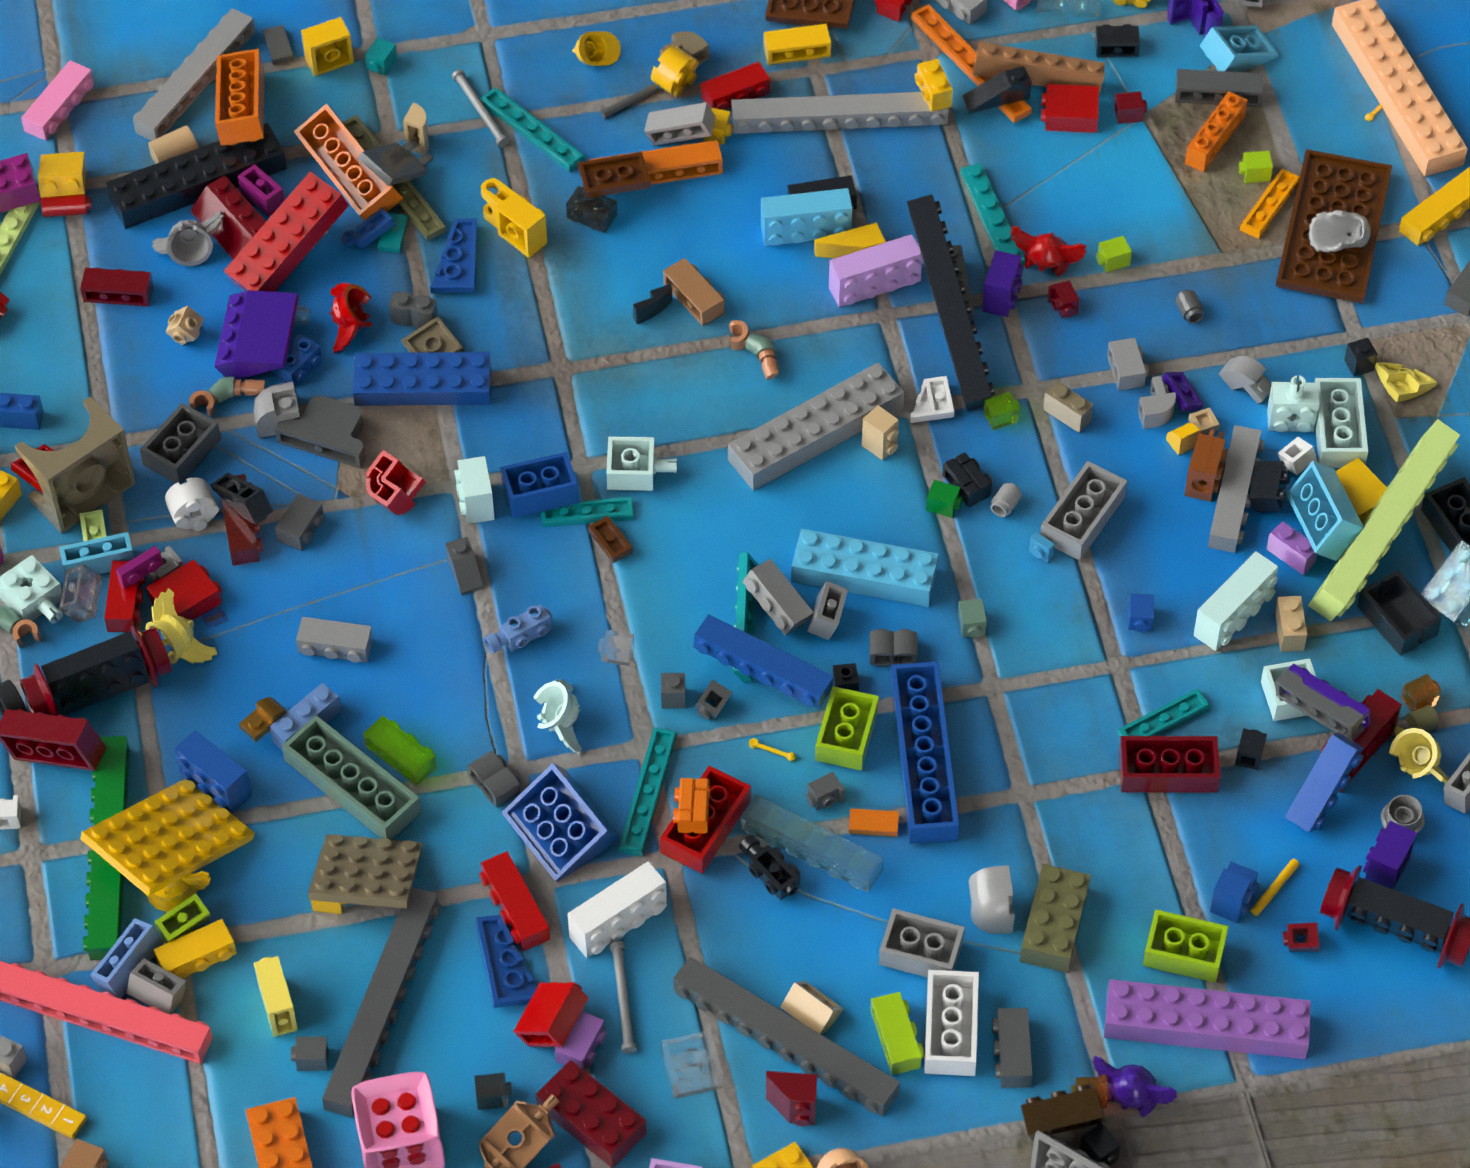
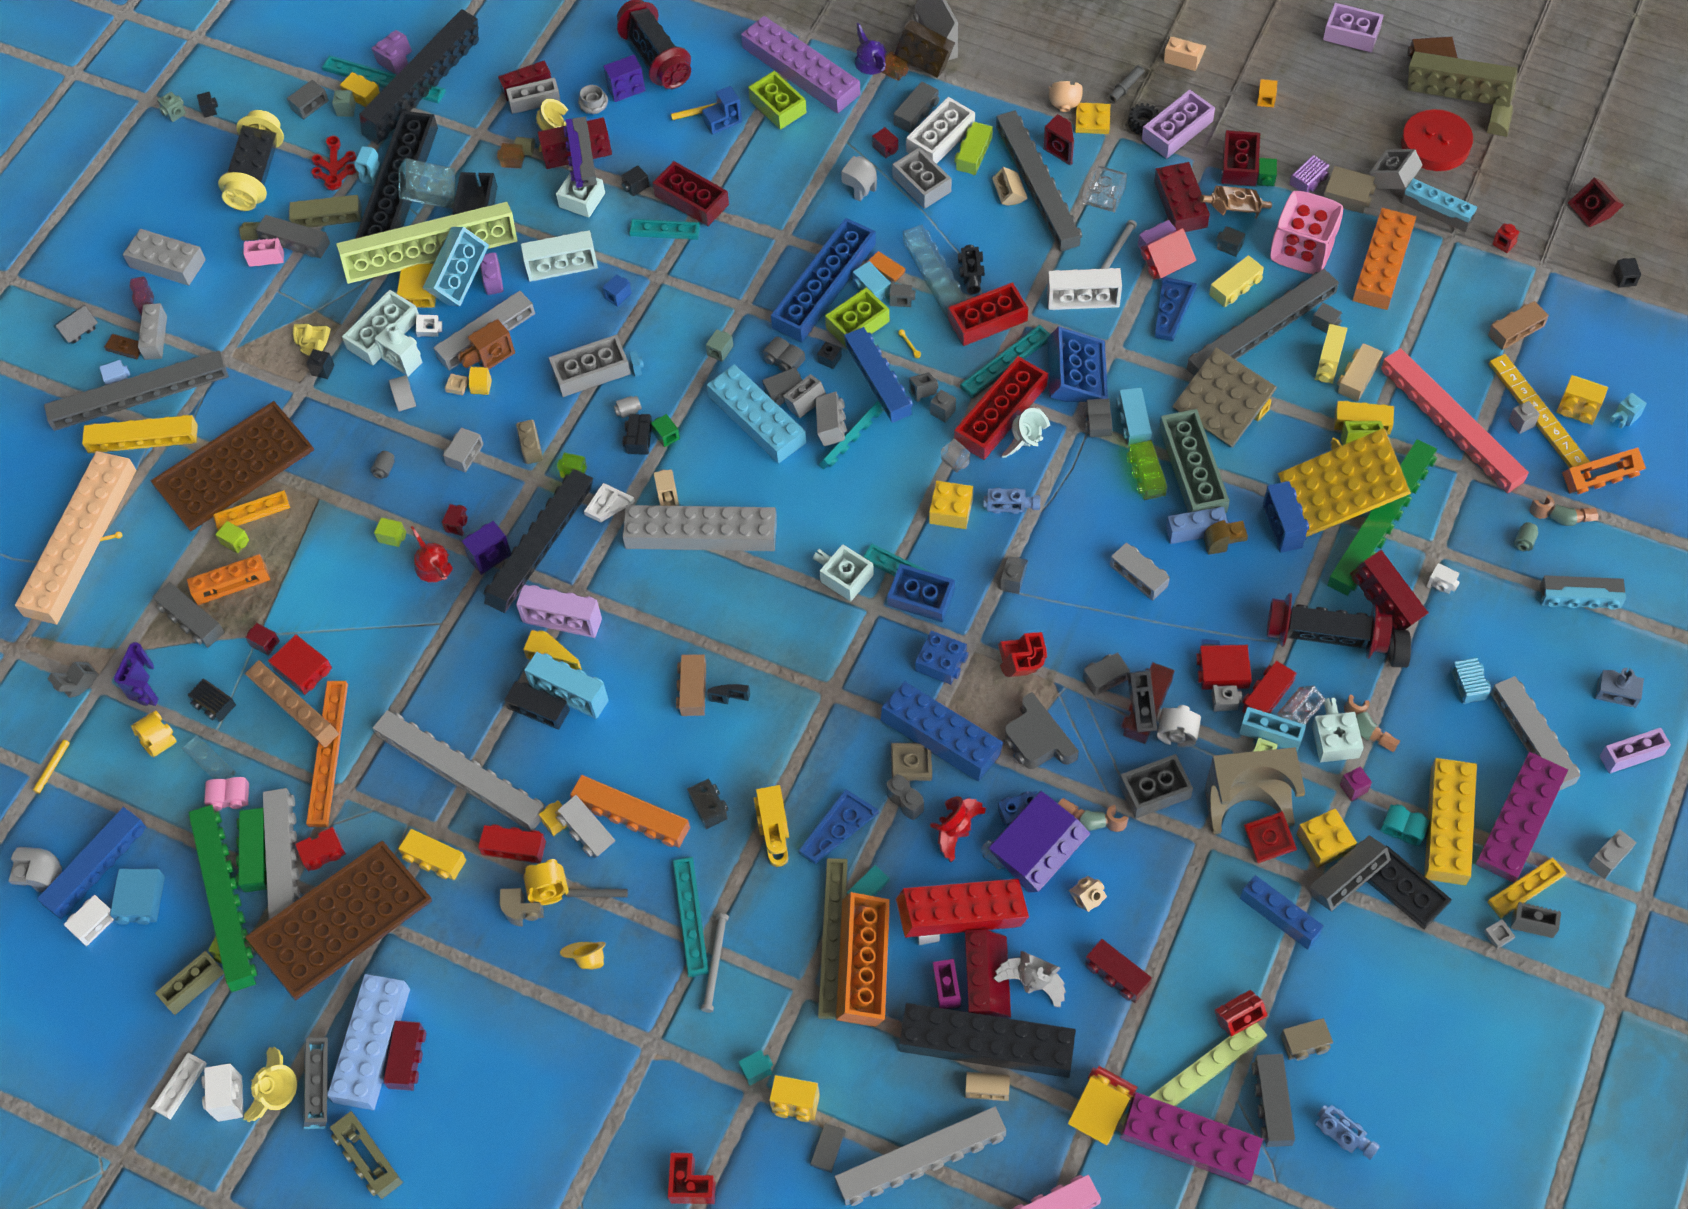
camera: 140 degrees left, 5 degrees up
(128, 951) = (1415, 429): medium blue brick -> none
(139, 567) = (1253, 687): magenta plate -> none
(156, 986) = (1404, 404): light grey brick -> none
(177, 632) = (1251, 632): light yellow helmet -> none
(232, 1006) = (1359, 372): none -> tan brick
(239, 97) = (906, 1078): orange brick -> none
(275, 405) = (1064, 773): light grey brick -> none
(368, 230) = (884, 889): blue hinge -> none
(395, 162) = (828, 925): dark grey tile -> none
(416, 128) = (785, 958): tan brick -> none
(449, 1040) = (1236, 281): none -> light yellow brick
(455, 802) = (1133, 416): none -> medium azure brick
(472, 439) = (941, 657): none -> blue brick
(474, 490) = (969, 613): light aqua brick -> none
(515, 901) = (1140, 337): red brick -> none
(580, 592) = (951, 505): none -> yellow brick
(606, 721) = (1000, 406): none -> red brick
(610, 539) = (901, 534): reddish brown plate -> none
(614, 175) = (674, 802): reddish brown plate -> none
(693, 805) = (995, 306): orange brick -> none
(758, 345) = (683, 612): nougat piece -> none
(862, 613) = (780, 384): none -> dark grey brick
(870, 786) = (873, 279): none -> medium azure brick
(934, 85) = (380, 725): yellow brick -> none
(989, 209) = (435, 620): teal plate -> none
(1002, 89) = (336, 700): black slope -> none
(1007, 974) = (885, 142): none -> dark red brick
(1055, 918) = (831, 153): olive brick -> none
(1159, 407) = (472, 408): light grey brick -> none
(1185, 394) = (449, 410): dark purple plate -> none
(1237, 48) = (150, 631): medium azure slope -> none
(1269, 486) = (465, 311): black brick -> none
(1290, 623) = (540, 228): tan brick -> none
(1308, 930) = (709, 73): dark red brick -> none
(1324, 782) = (622, 121): brick -> none
(1330, 231) = (242, 440): light grey piece -> none

